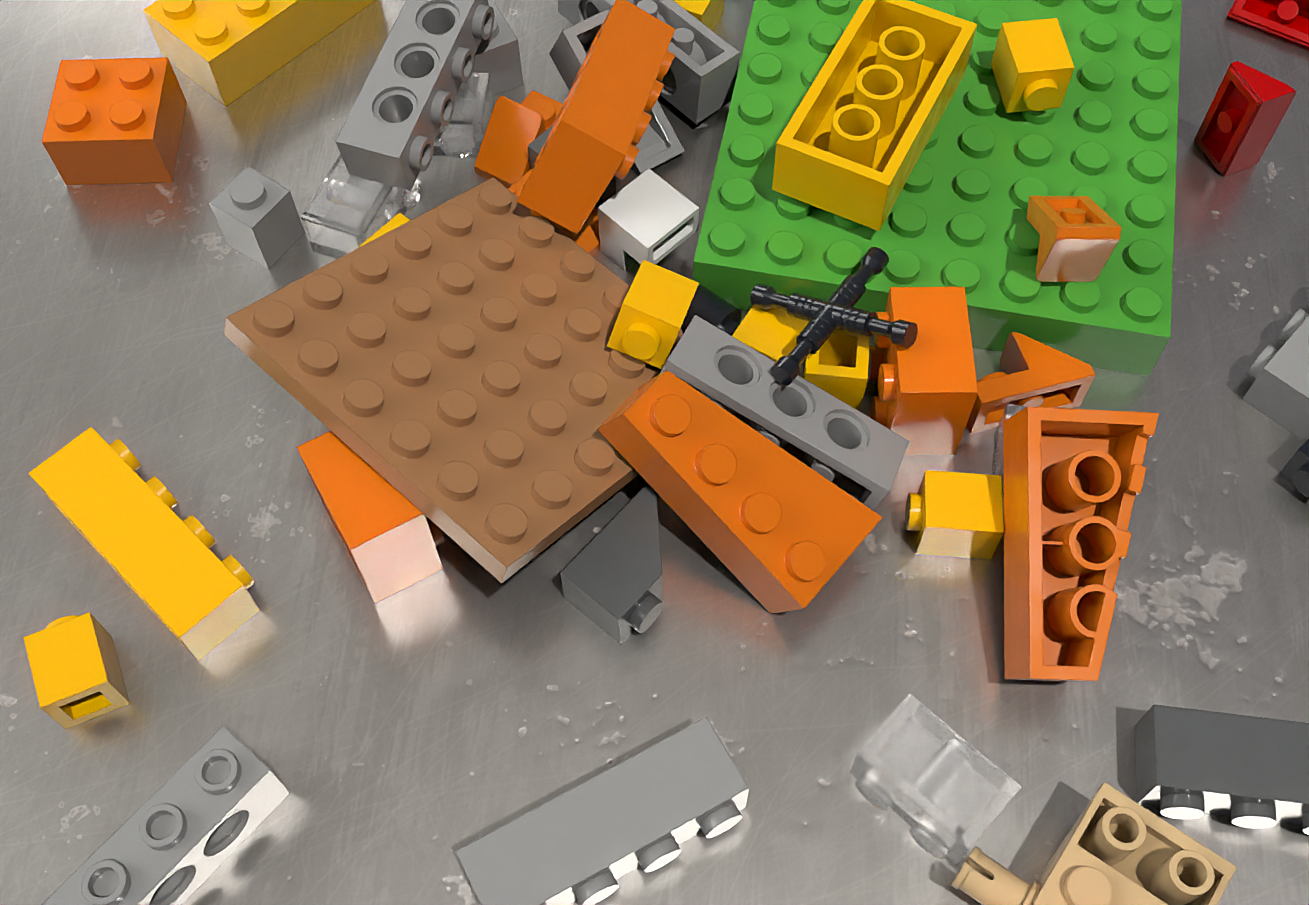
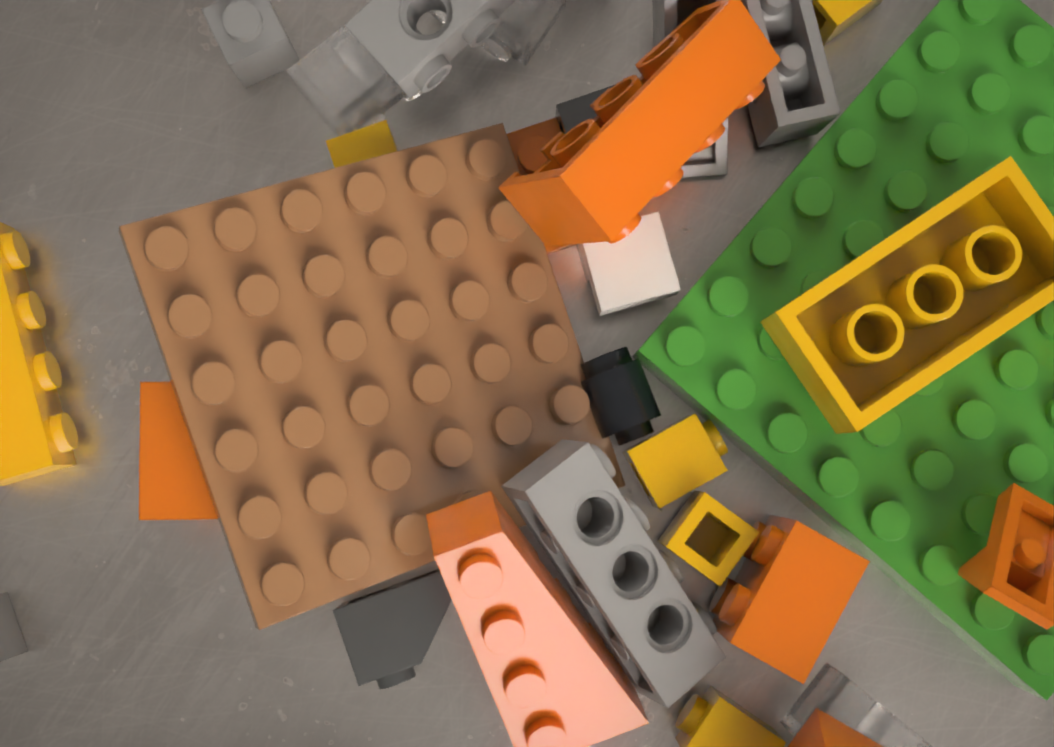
camera: 30 degrees right, 25 degrees up
(509, 133) = (571, 67): orange slope -> none
(652, 314) = (557, 402): yellow brick -> none
(832, 314) = (725, 510): black piece -> none
(1030, 378) = (896, 646): orange slope -> none

